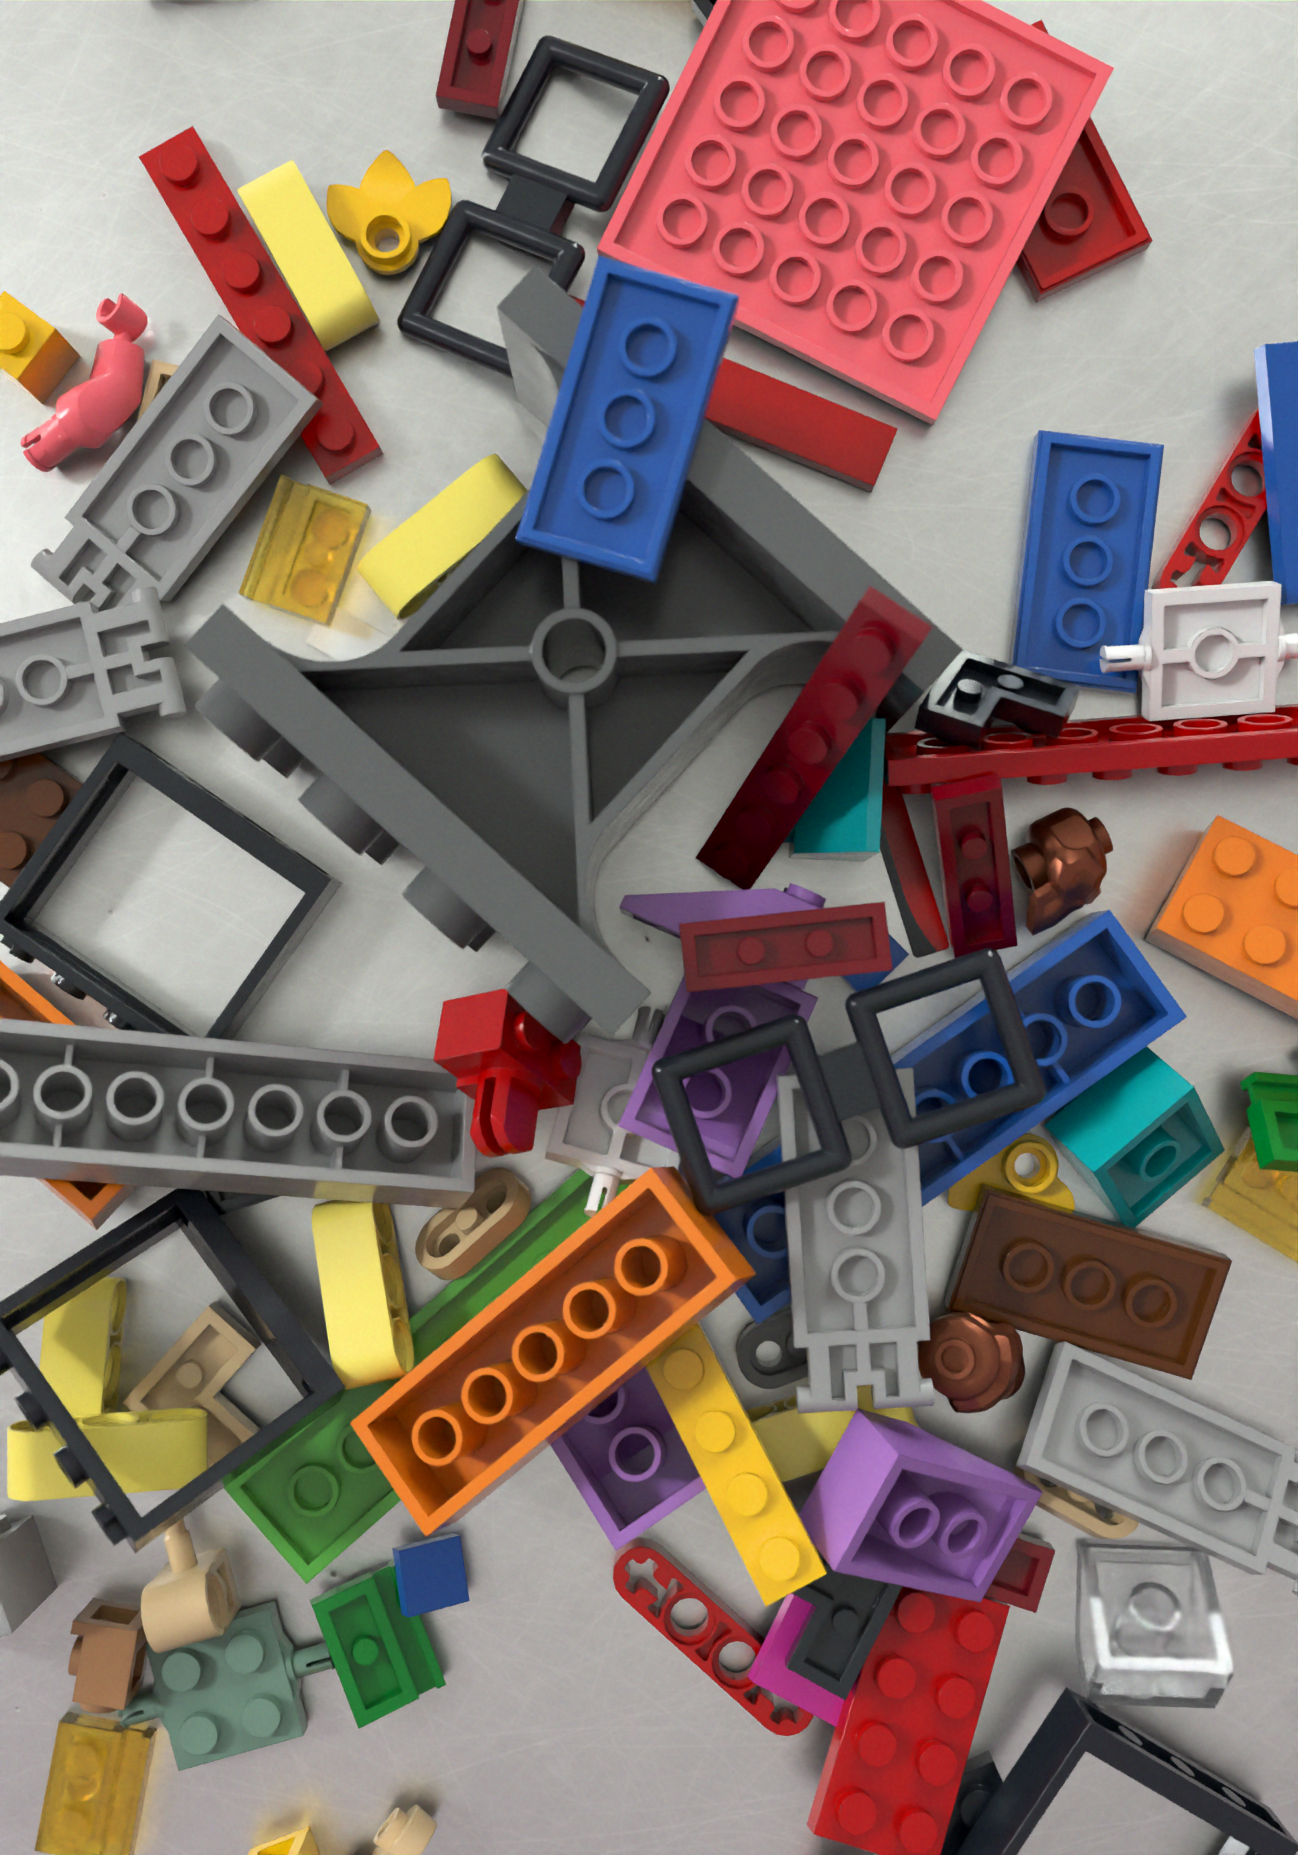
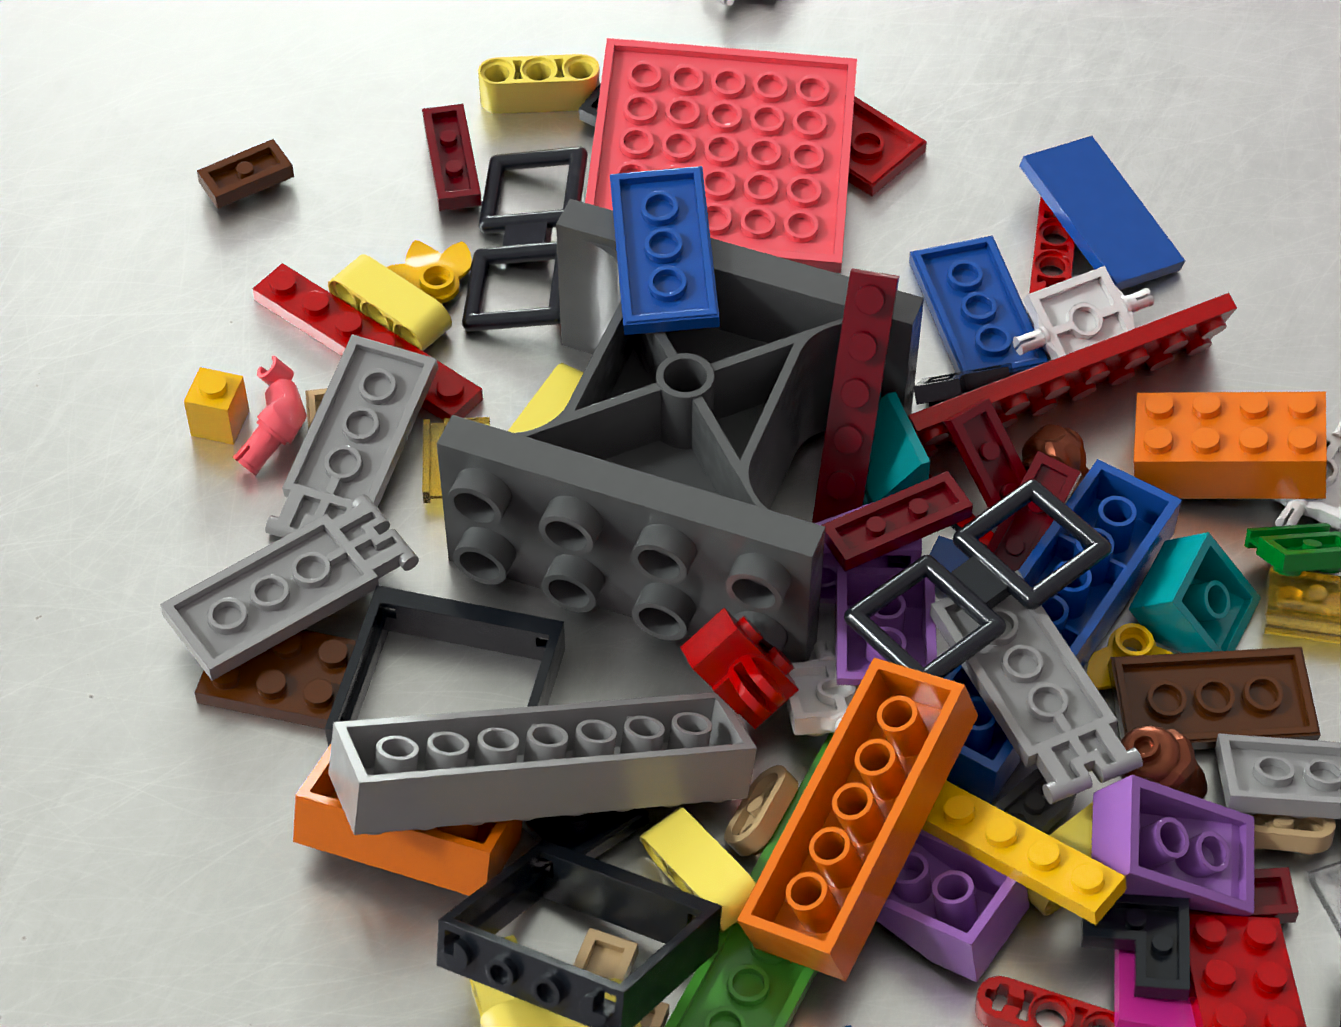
camera: 25 degrees left, 35 degrees down
(1019, 928) = (1024, 529): none -> dark red plate

